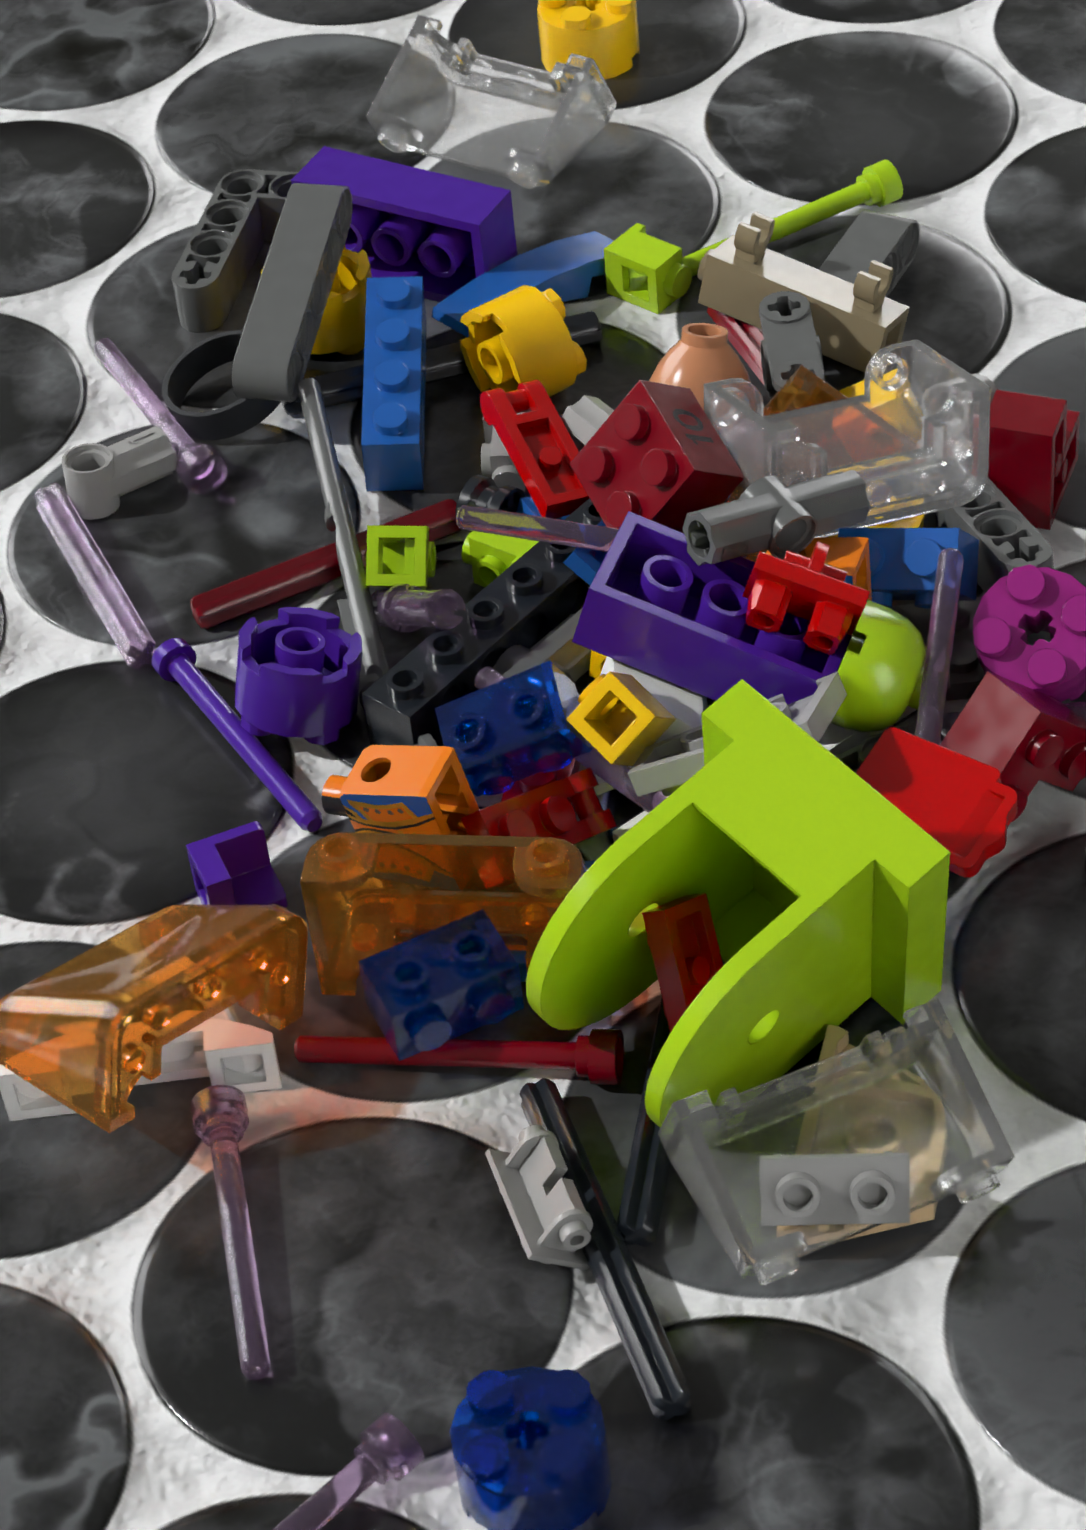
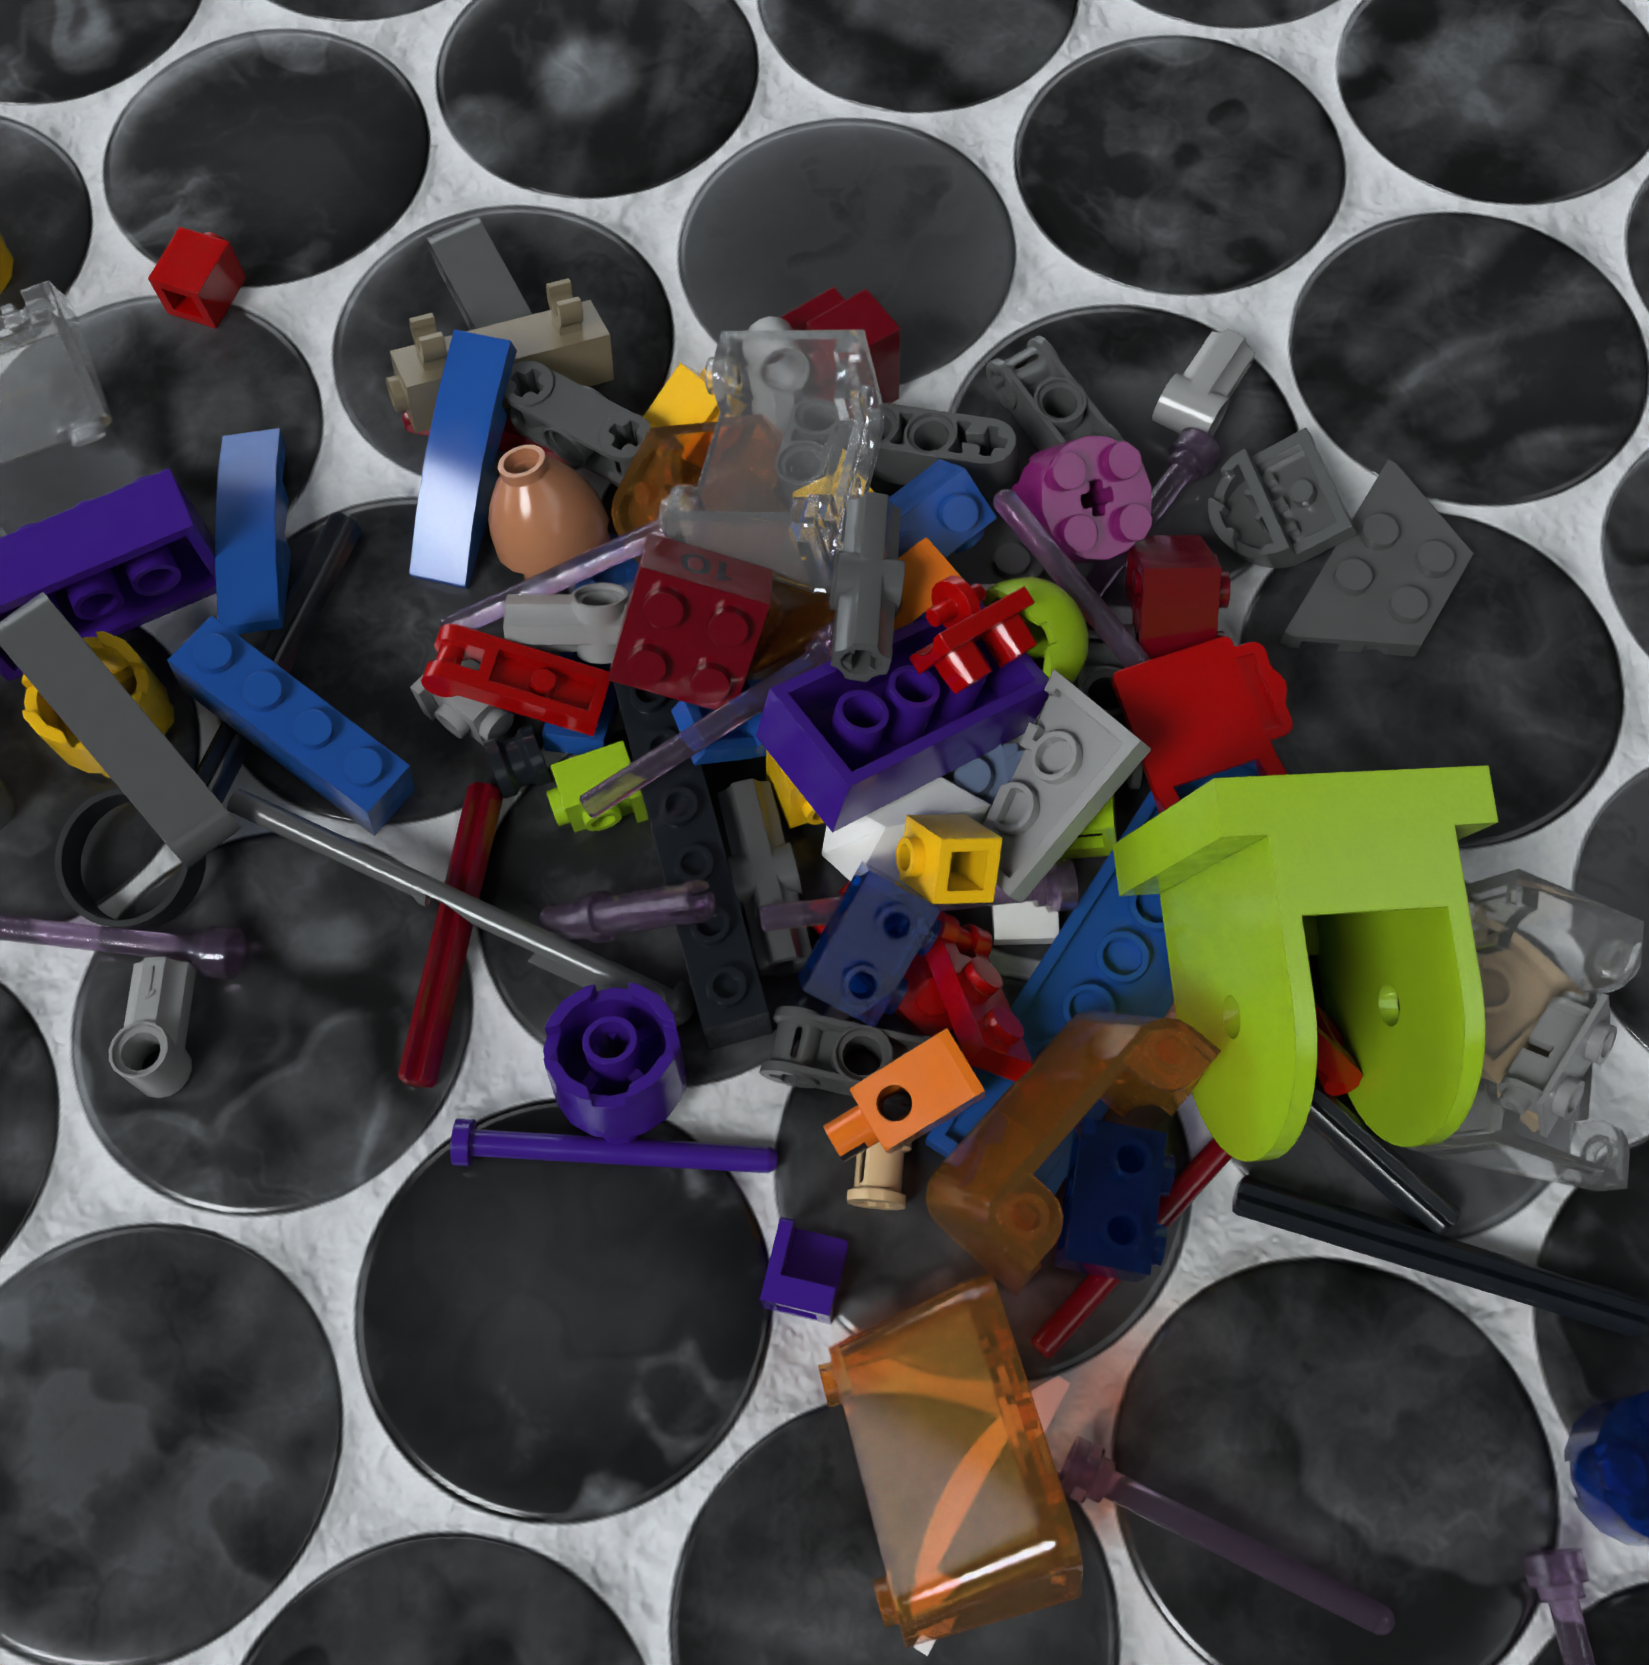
camera: 55 degrees left, 25 degrees up
(95, 576) = (274, 1135): clear purple axle -> none
(399, 556) = (531, 877): lime brick -> none
(521, 341) = (351, 600): yellow brick -> none
(540, 1201) = (1351, 1269): light grey hinge -> none
(645, 270) = (323, 437): lime brick -> none
(708, 141) = (197, 277): none -> red brick
(717, 299) = (461, 459): none -> blue slope
(877, 185) = (385, 210): lime piece -> none

